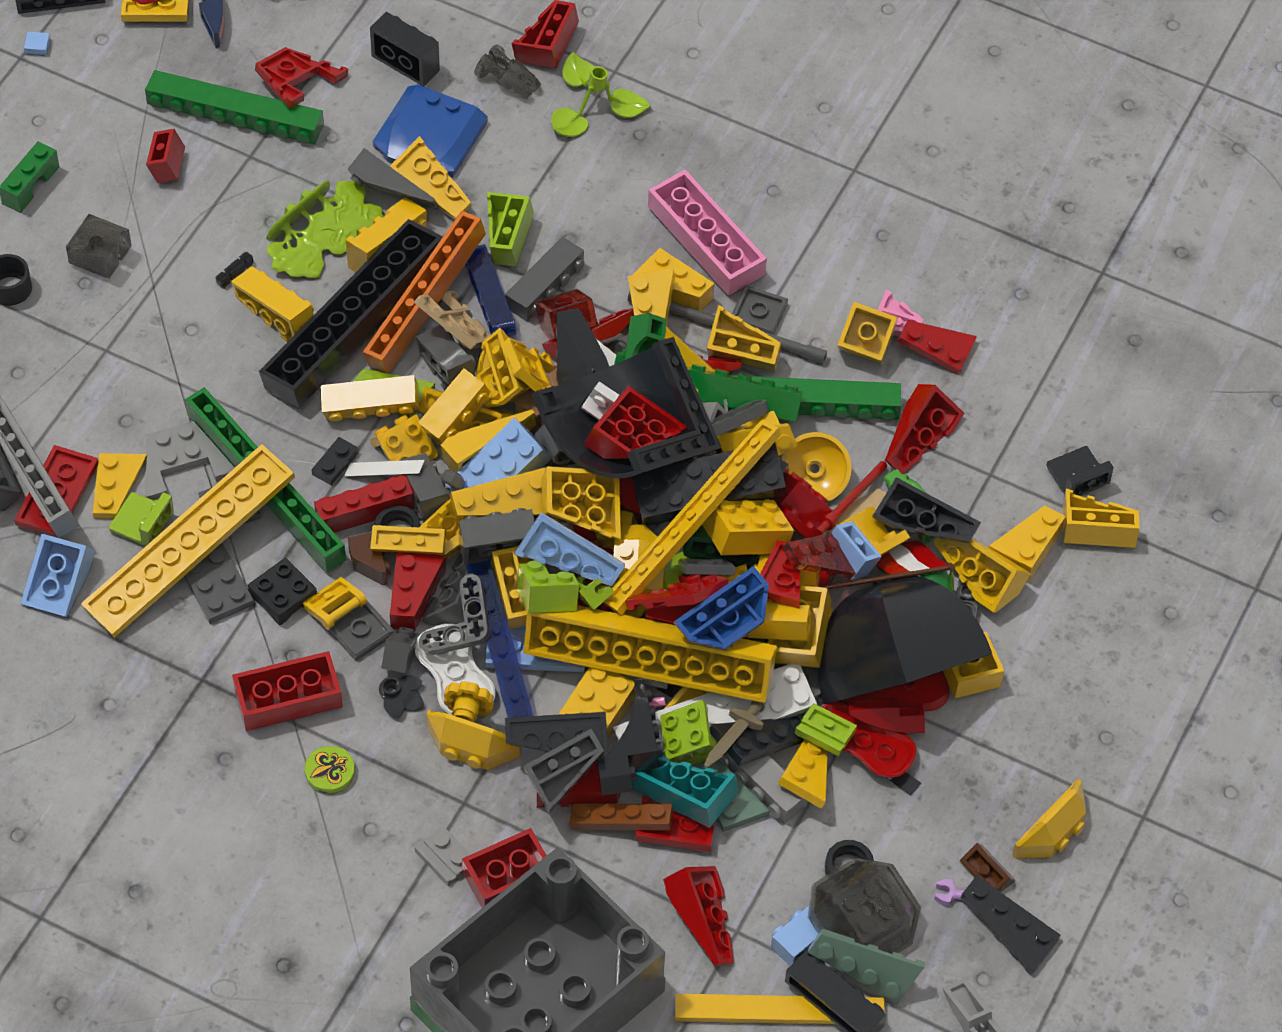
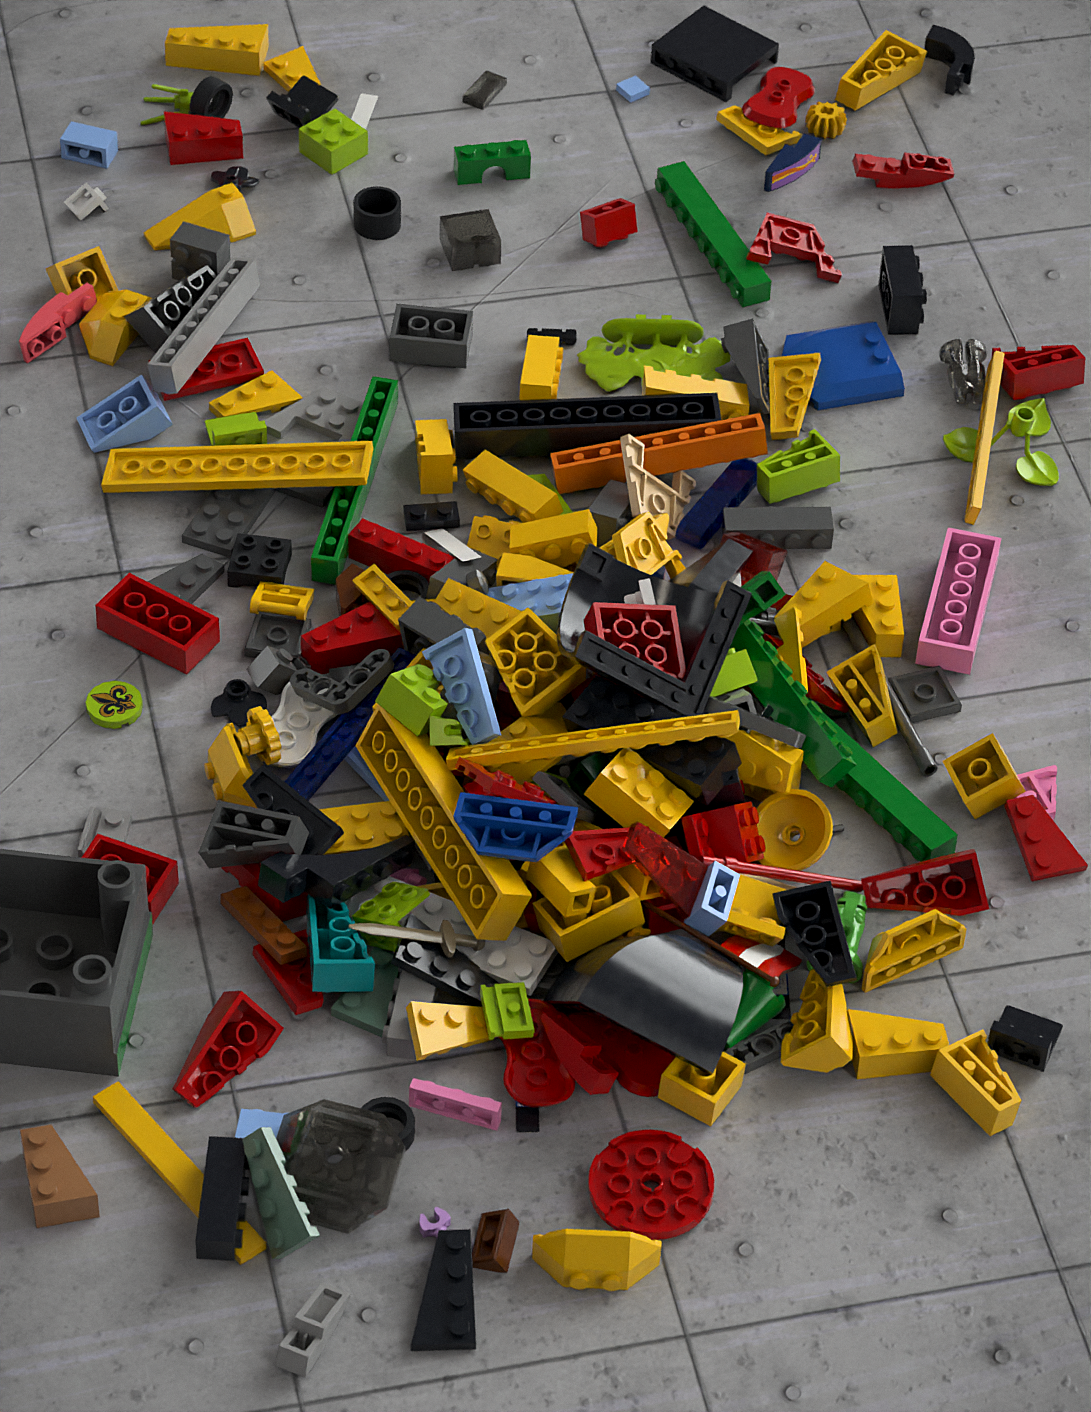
camera: 50 degrees right, 10 degrees down
(170, 336) = (431, 336): none -> dark grey brick
(253, 645) = (190, 578): none -> dark grey wing
(286, 417) = (435, 456): none -> yellow wedge
(581, 109) = (984, 438): none -> yellow tile
(865, 812) = (455, 1104): none -> bright pink plate
(959, 475) = (911, 947): none -> yellow wedge
(1025, 775) = (655, 1155): none -> red plate

